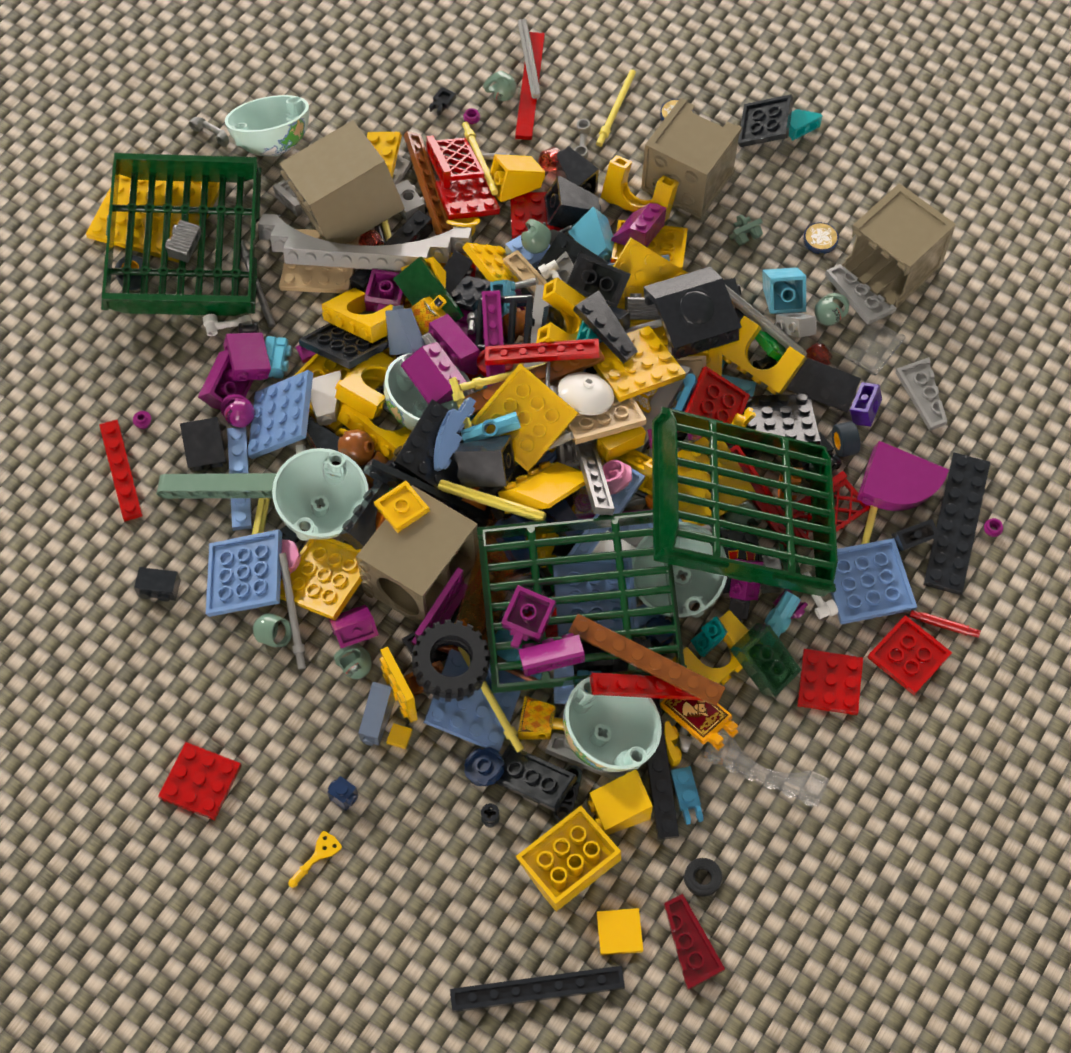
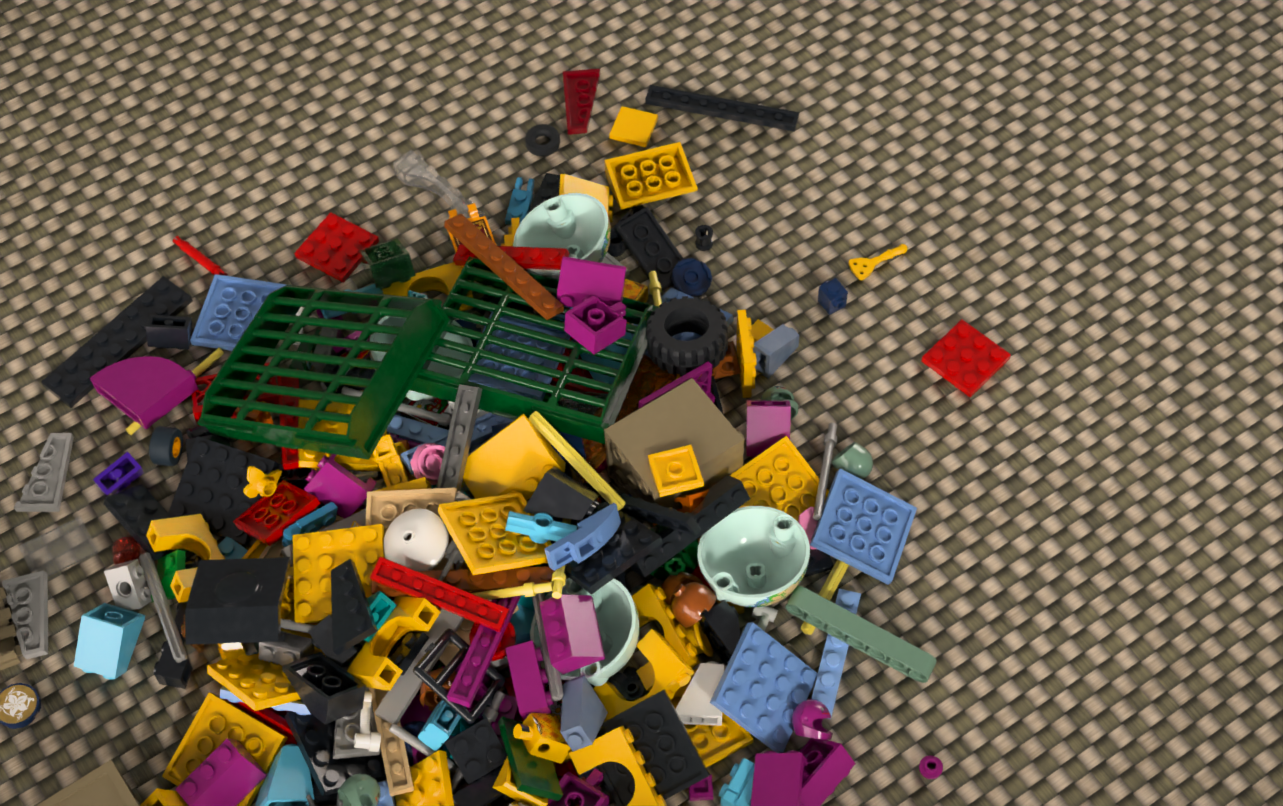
camera: 155 degrees left, 5 degrees down
(120, 470) = (971, 714): red plate -> none
(157, 584) = (961, 556): black brick -> none
(203, 443) = (864, 703): black slope -> none
(740, 233) = (94, 747): sand green hips -> none
(829, 312) = (80, 599): sand green helmet -> none
(909, 655) = (251, 241): red plate -> none
(997, 524) = (87, 318): magenta plate -> none

